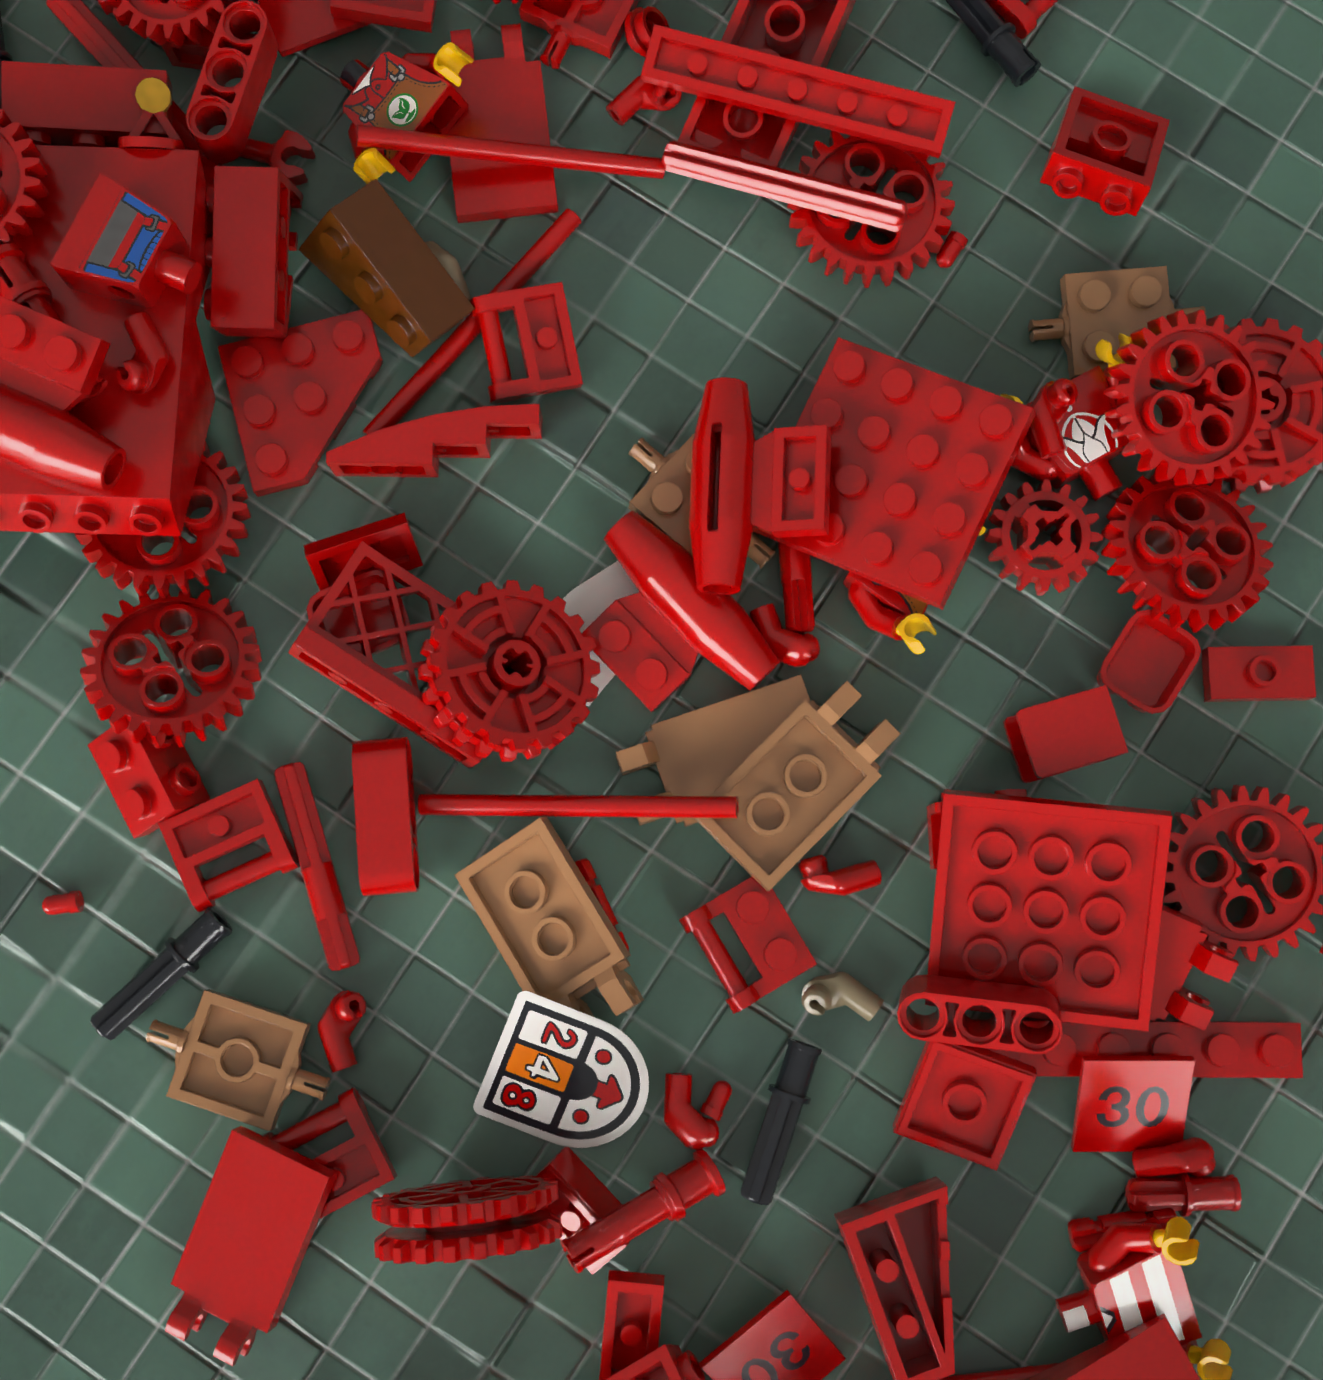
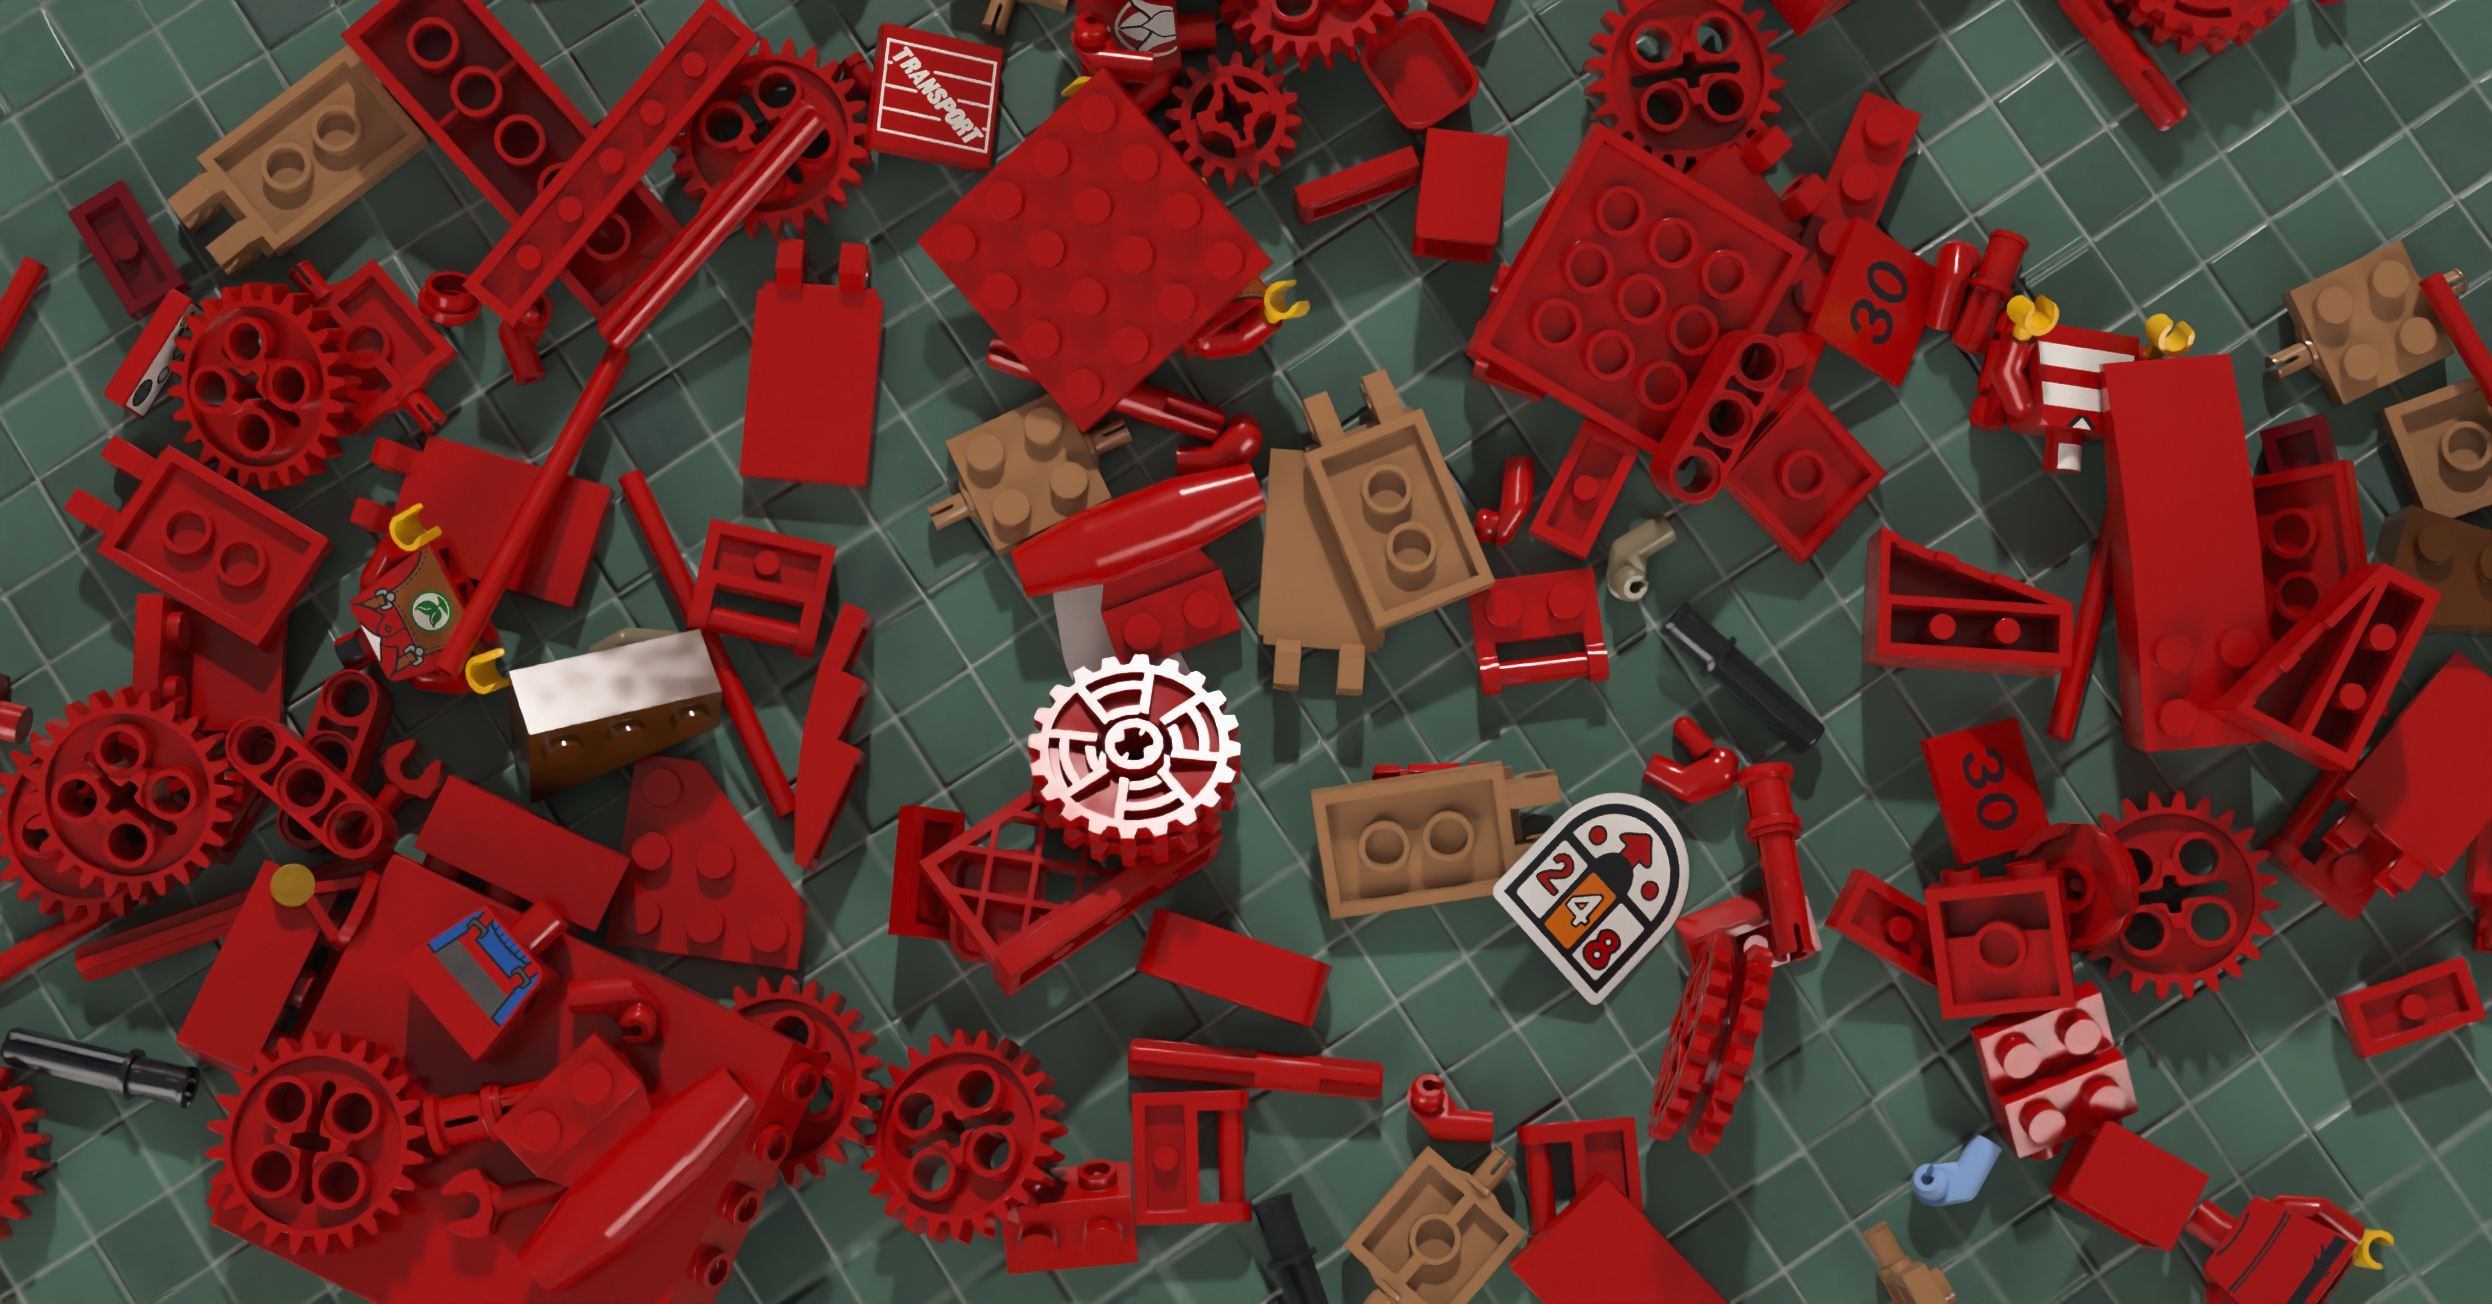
camera: 65 degrees left, 0 degrees up
(296, 108) = (333, 728): none -> red beam
(579, 805) = (1314, 750): red piece -> none
(710, 312) = (813, 373): none -> red tile
(747, 483) = (1041, 413): red plate -> none
(875, 931) = (1584, 490): none -> red plate
(956, 306) = (933, 98): none -> red tile
(1036, 652) = (1356, 185): none -> red tile

